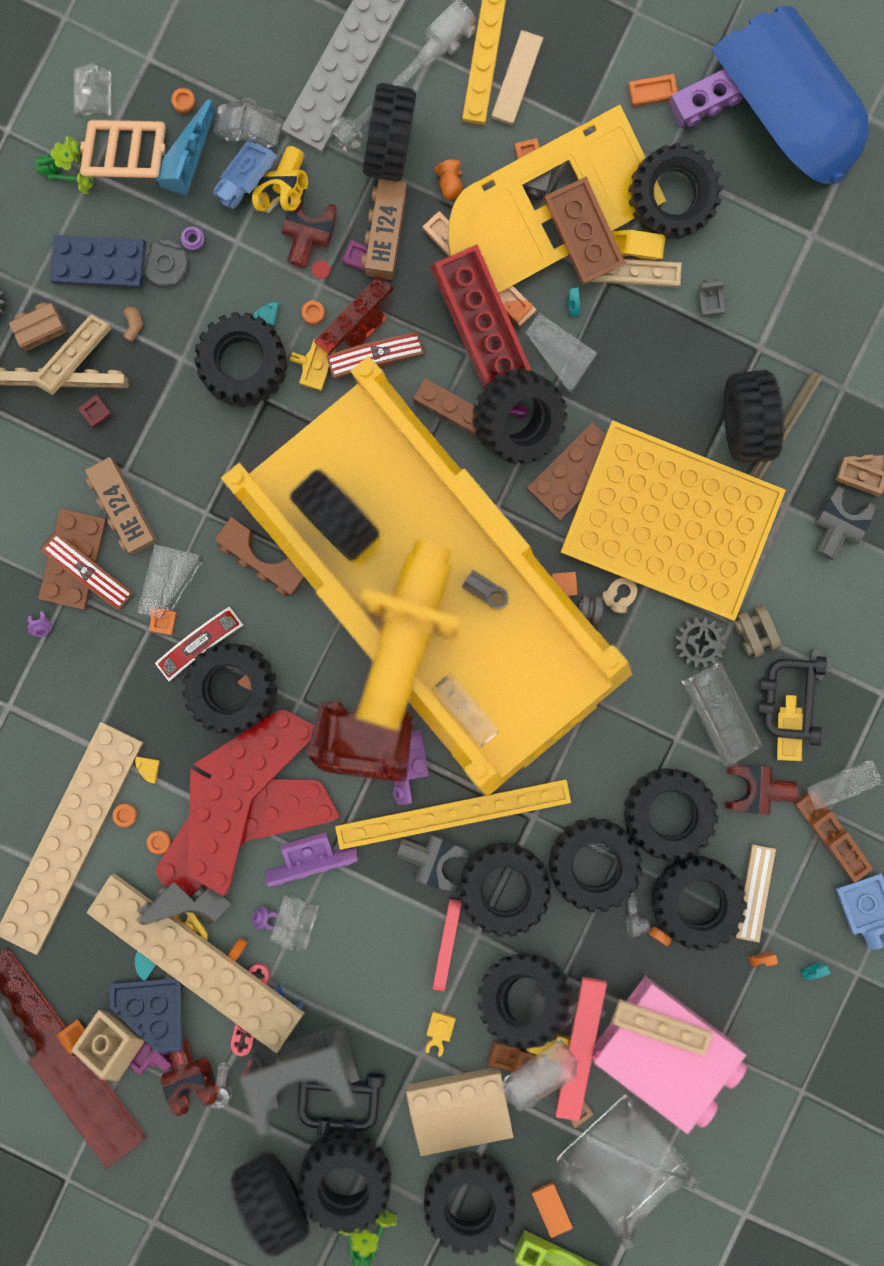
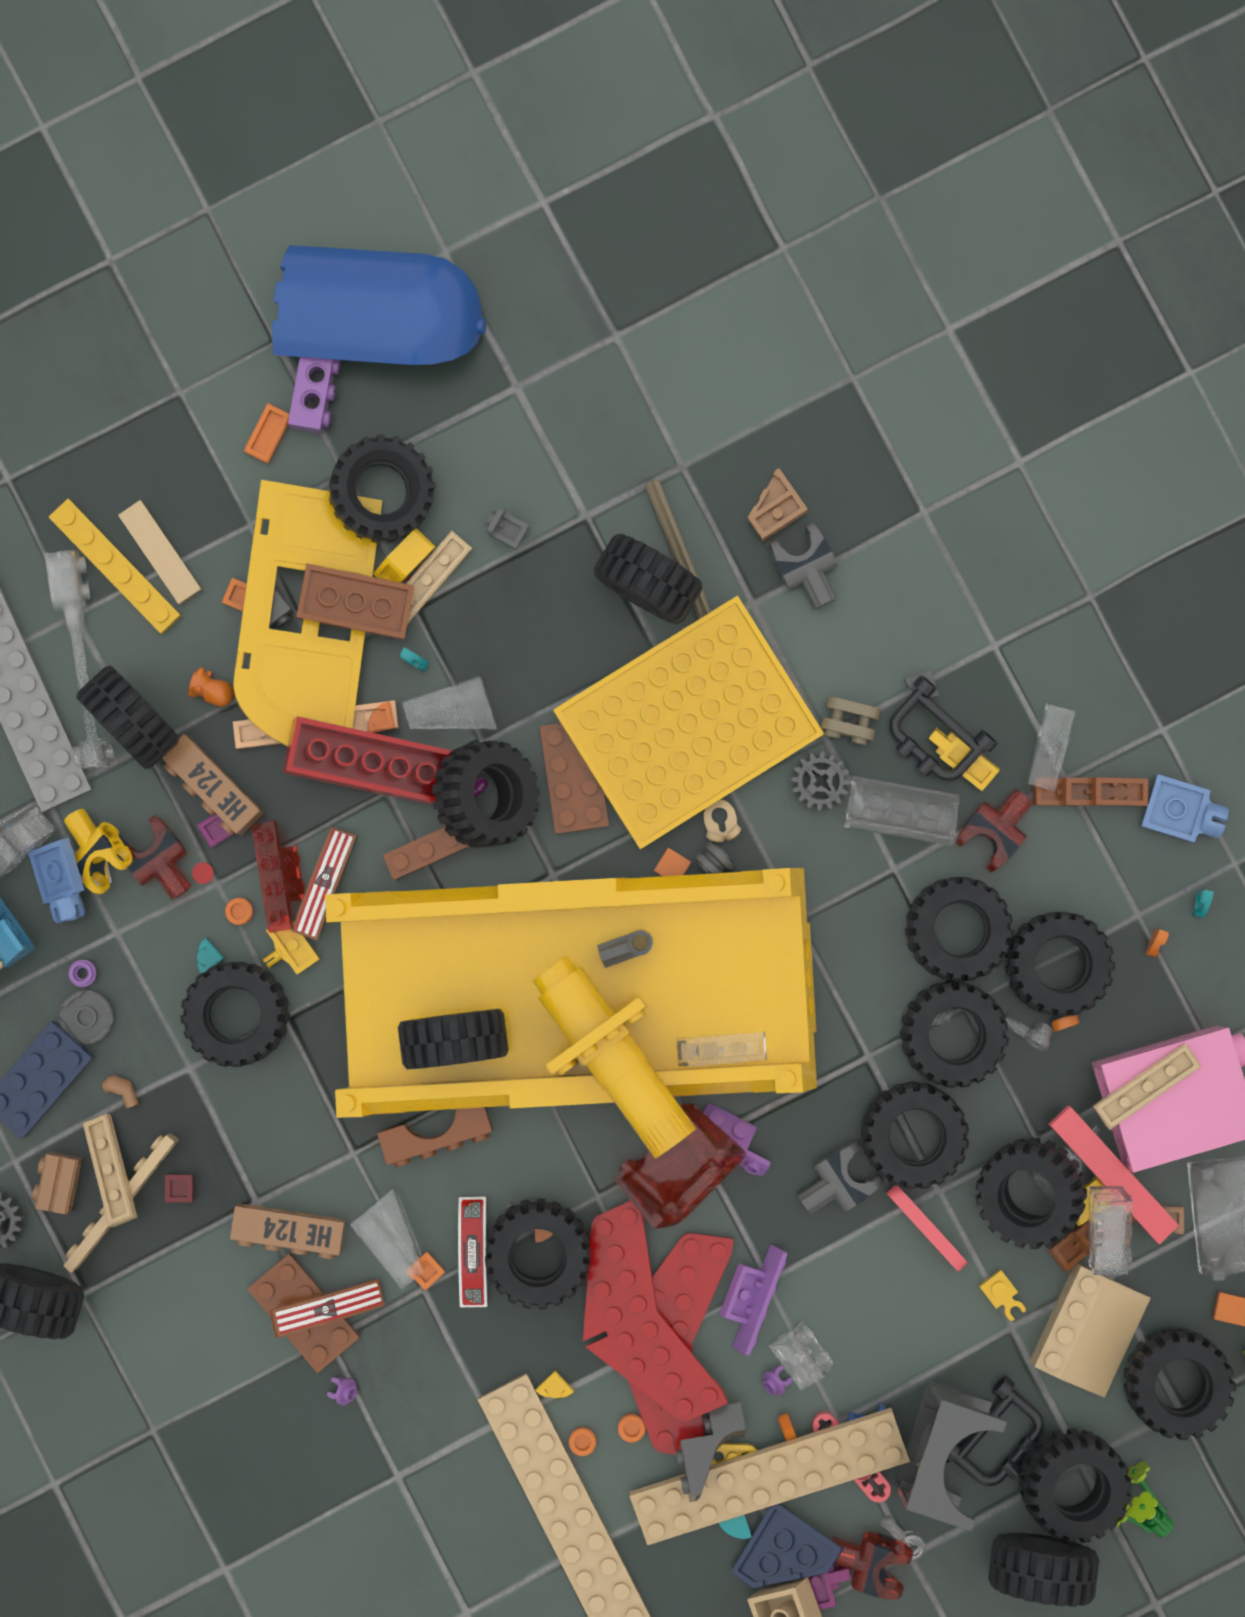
camera: 55 degrees left, 0 degrees up
(453, 814) = (809, 1131): yellow plate -> none
(756, 888) = (1089, 902): tan tile -> none

